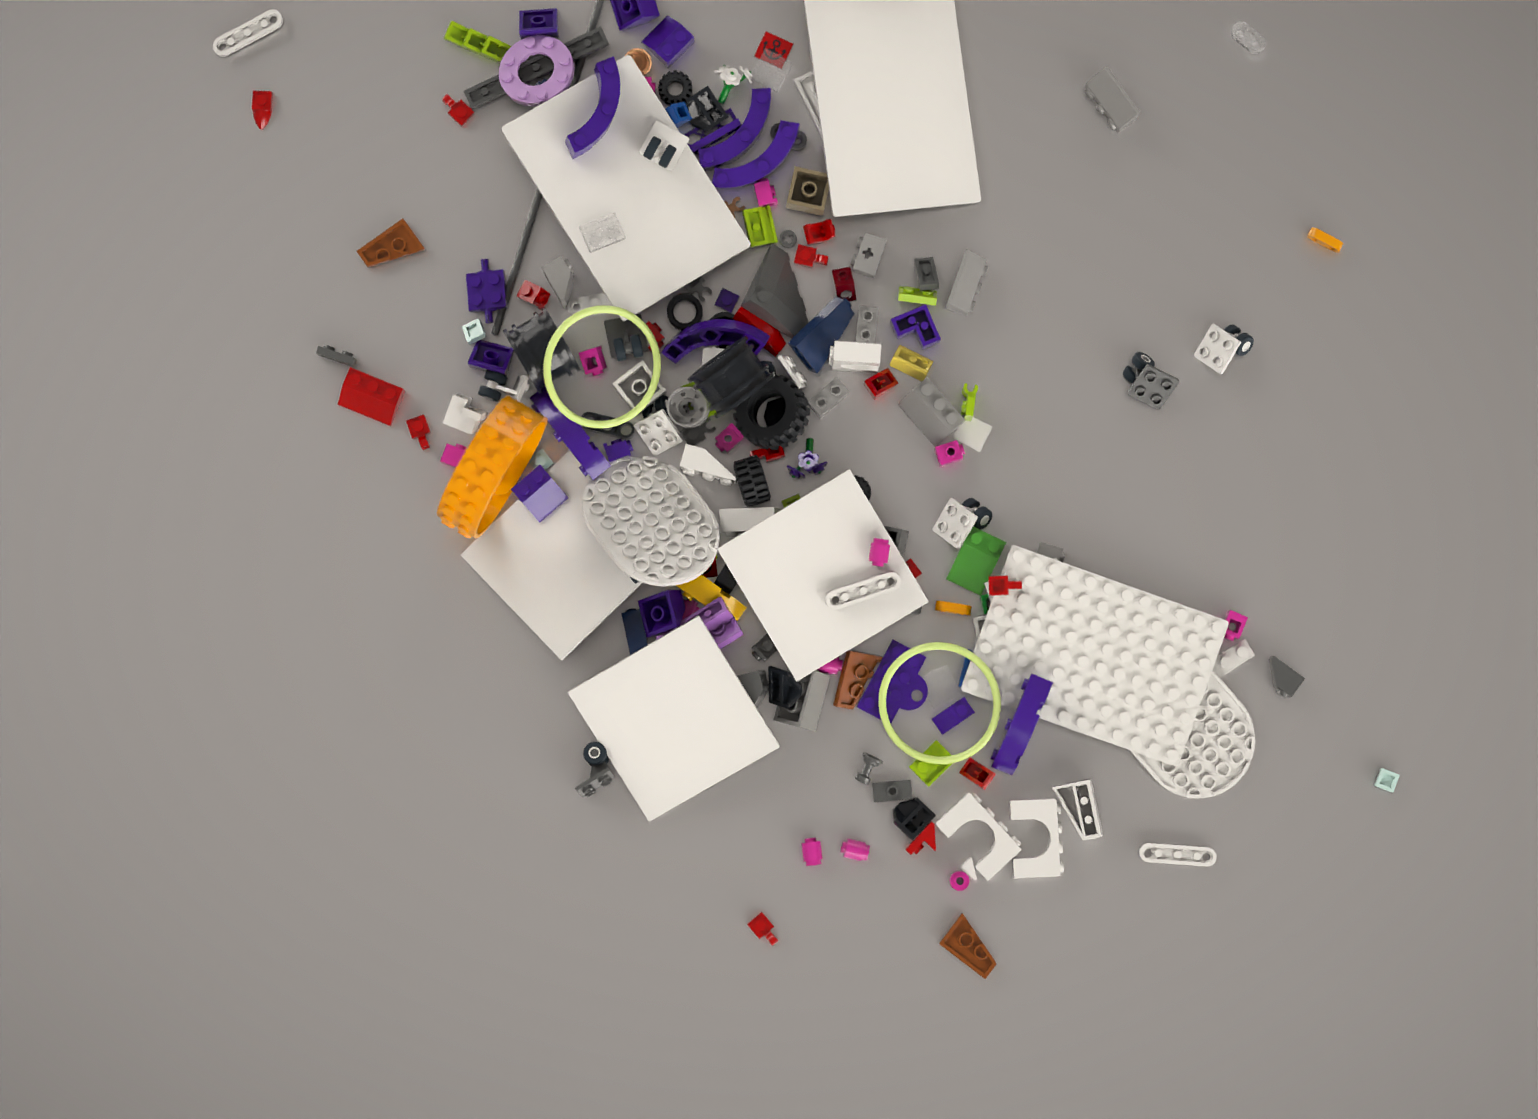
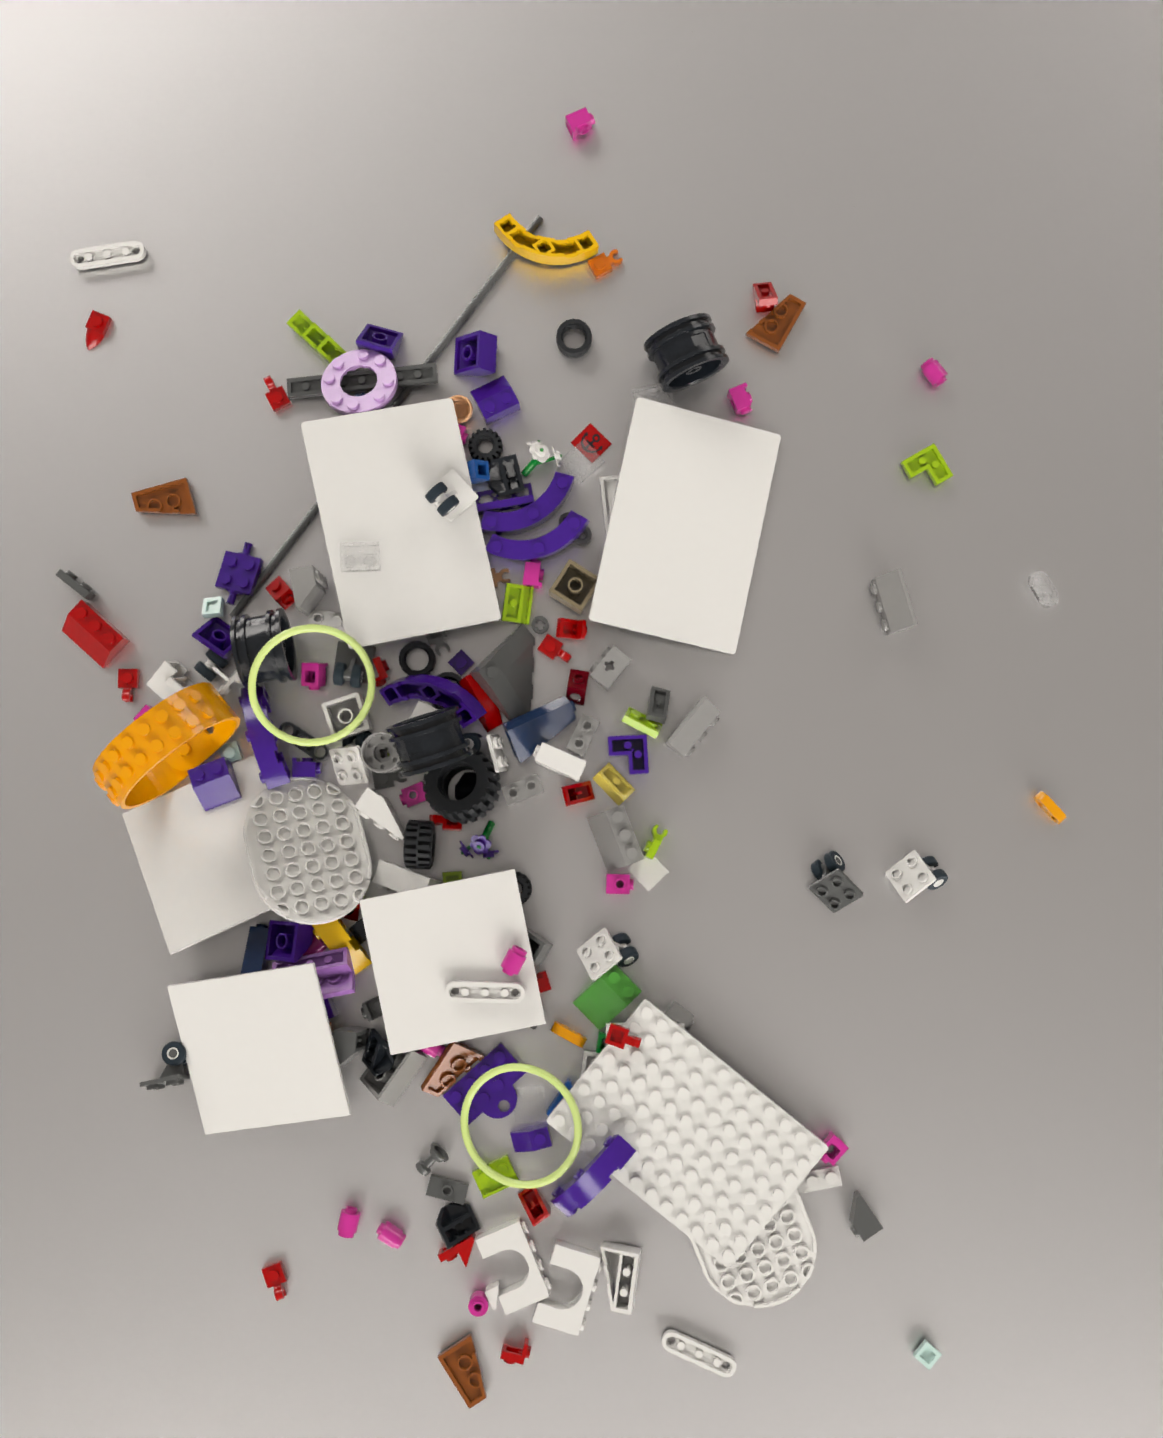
camera: 20 degrees right, 0 degrees up
(596, 127) = (404, 444): dark purple brick -> none
(1007, 917) = (515, 1355): none -> red bracket

